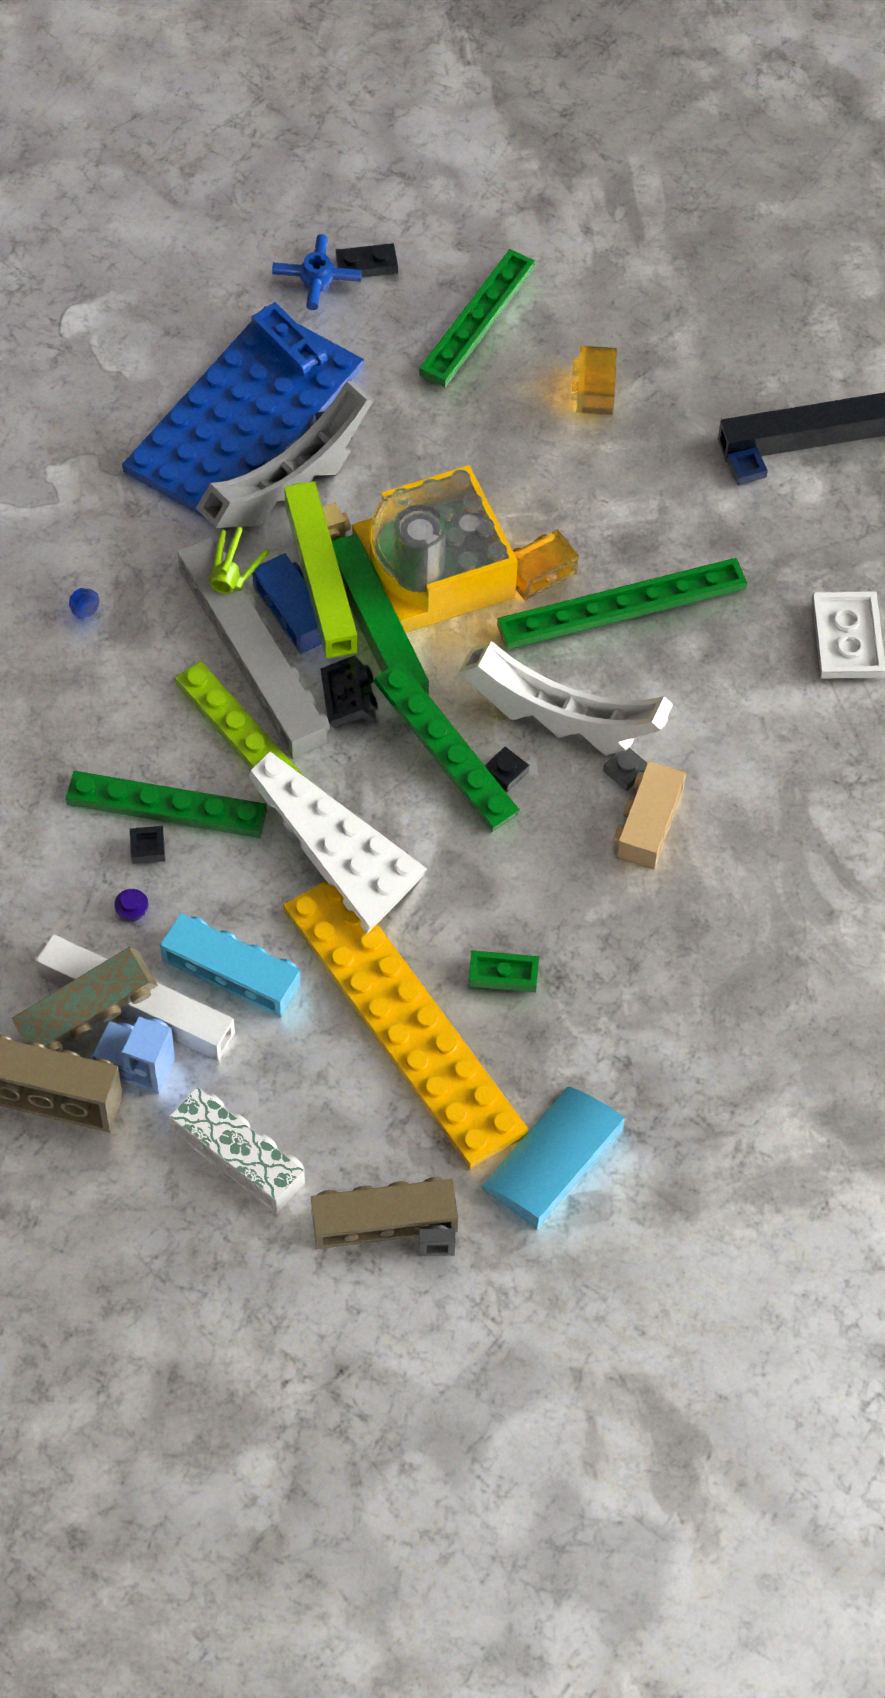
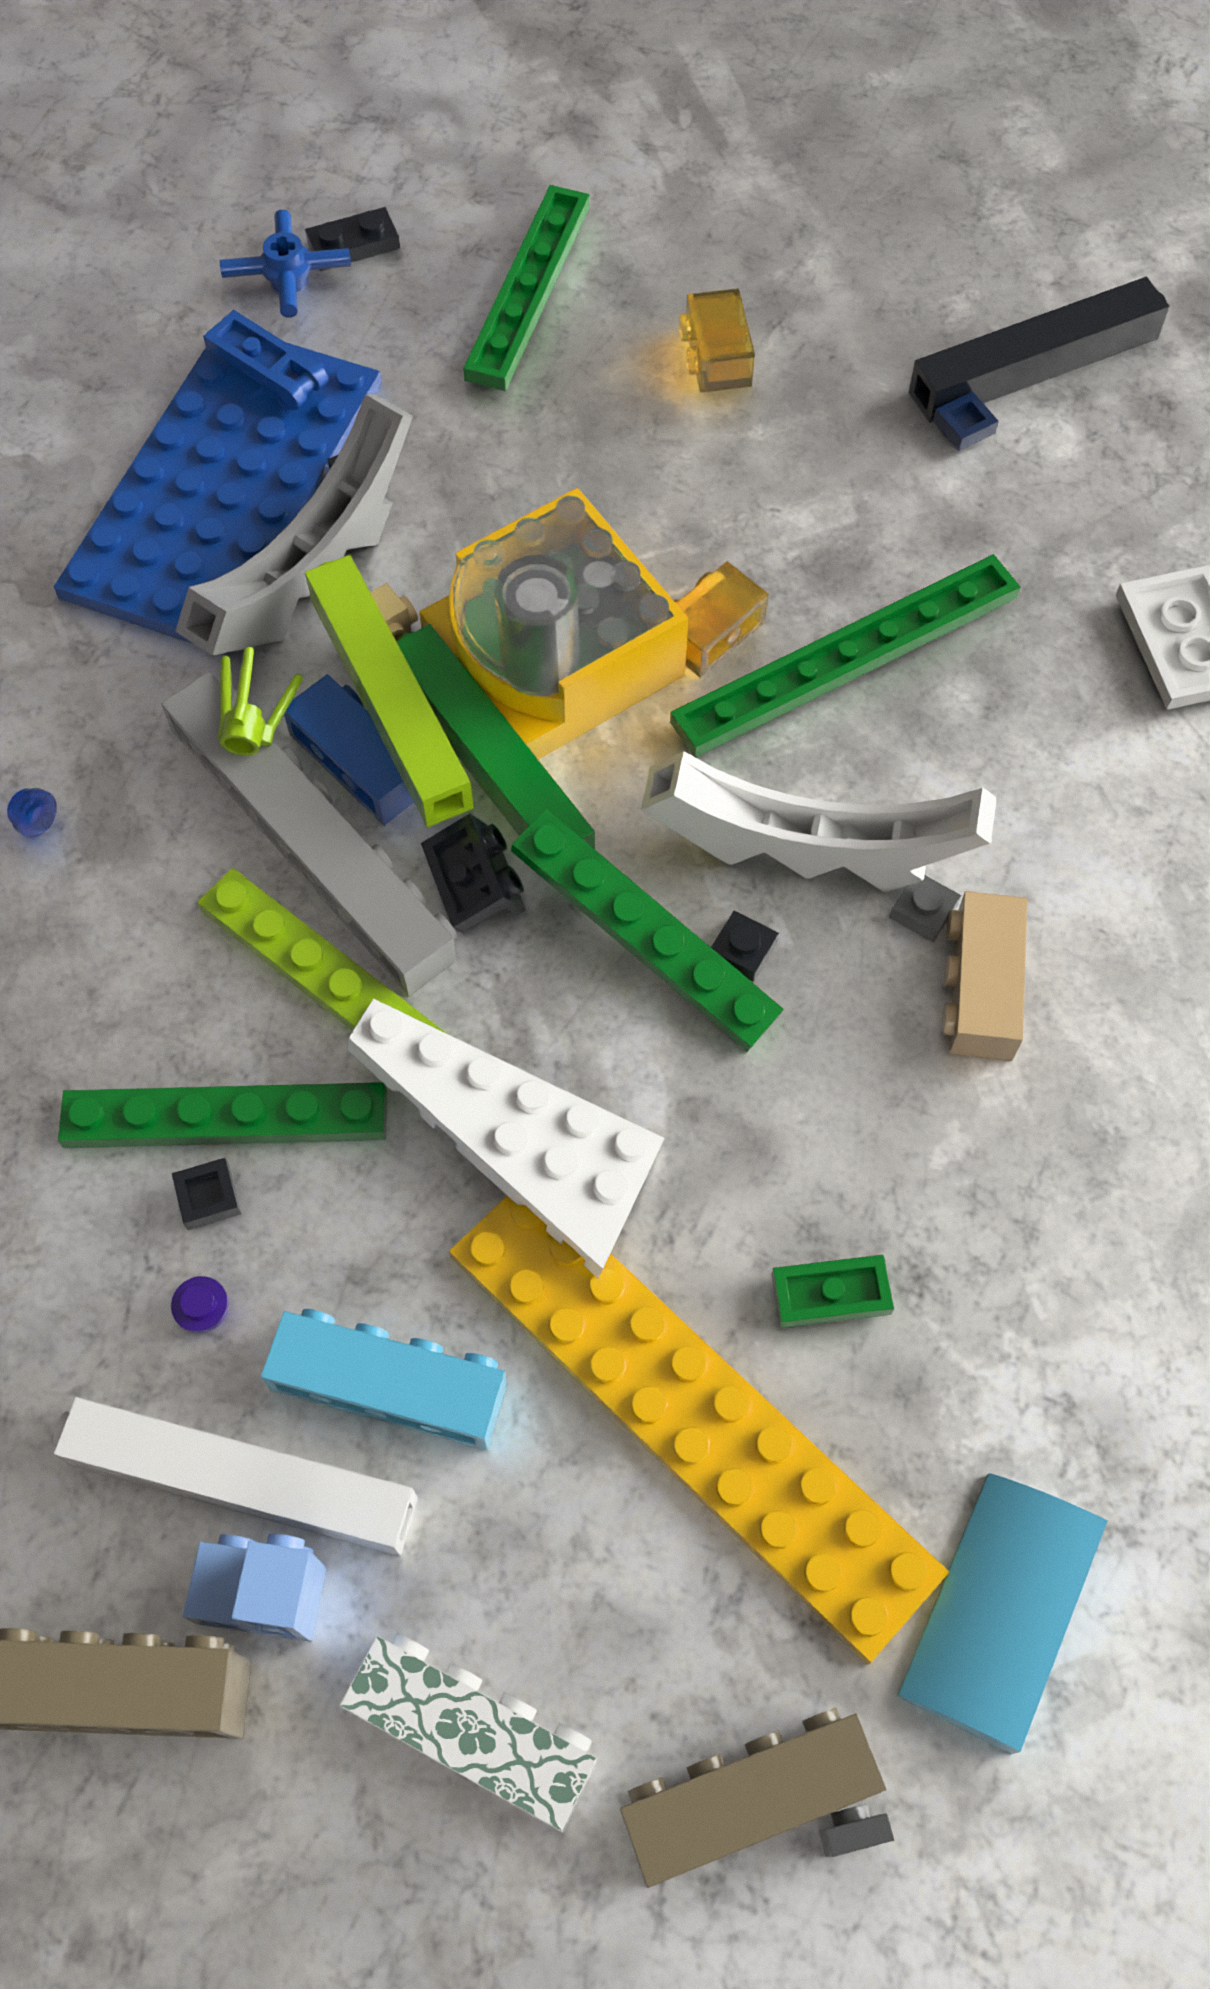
camera: 10 degrees left, 5 degrees up
(87, 1000) = (149, 1520): dark tan brick -> none

